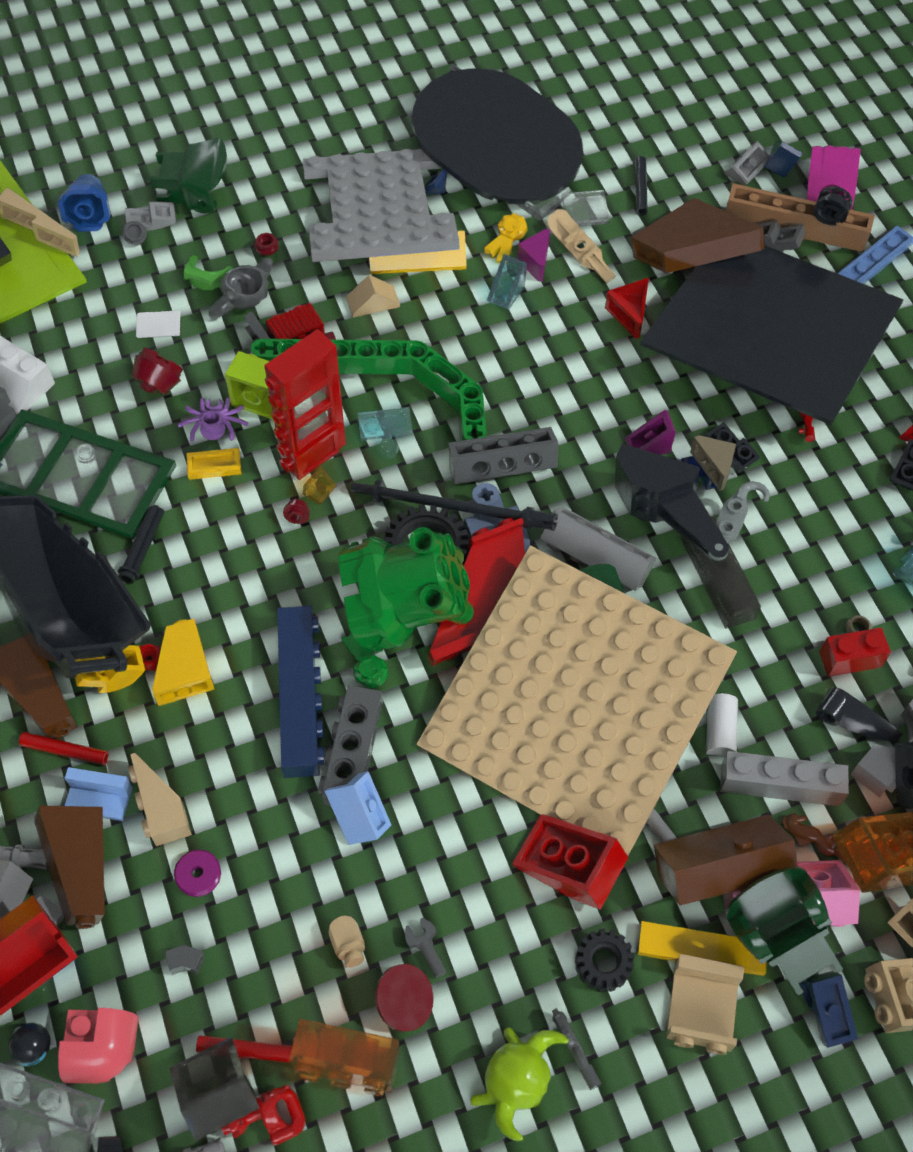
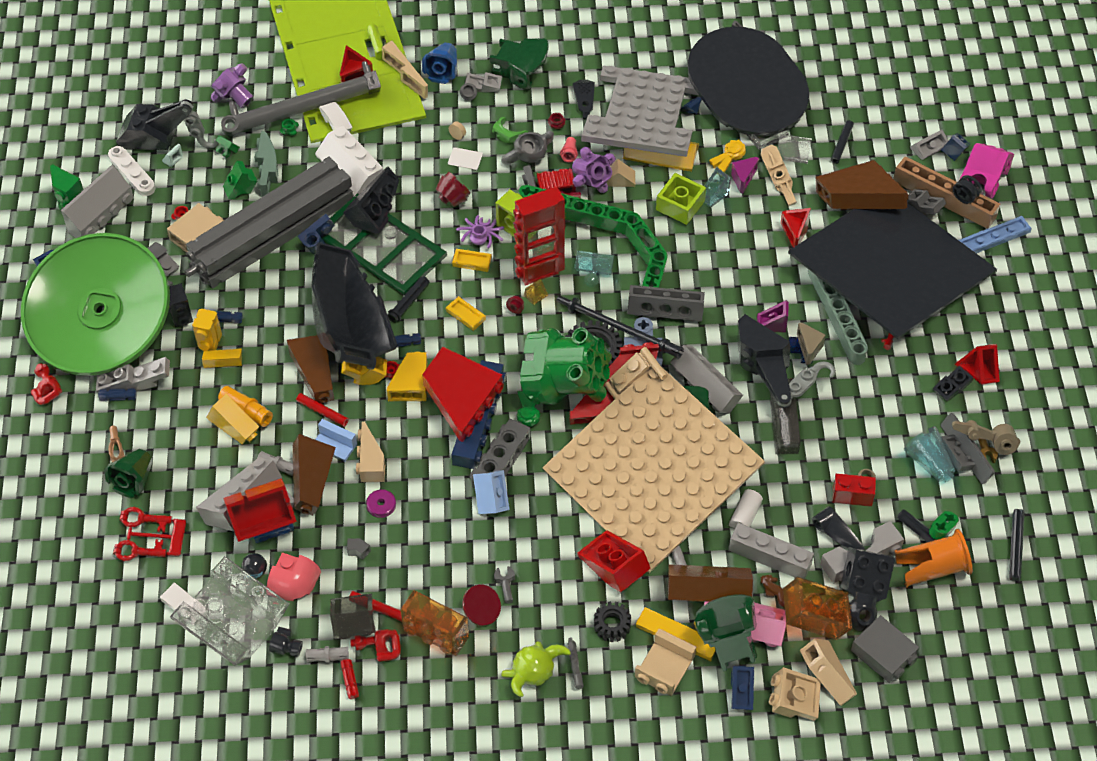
camera: 20 degrees right, 5 degrees down
(49, 419) = (373, 204): none -> black wedge
(135, 288) = (457, 130): none -> tan tile
(157, 605) = (404, 340): none -> dark blue axle
(230, 543) = (465, 313): none -> yellow tile
(264, 664) = (461, 389): none -> red slope
(291, 202) = (584, 95): none -> black piece
(297, 280) = (569, 150): none -> coral cone
(340, 296) = (593, 169): none -> medium lavender piece
(347, 940) = (458, 565): tan arm -> none
(469, 307) = (680, 198): none -> lime brick
(502, 568) = (632, 370): none -> tan plate
(737, 414) = (842, 320): none -> sand green beam
(744, 453) = (833, 343): black slope -> none

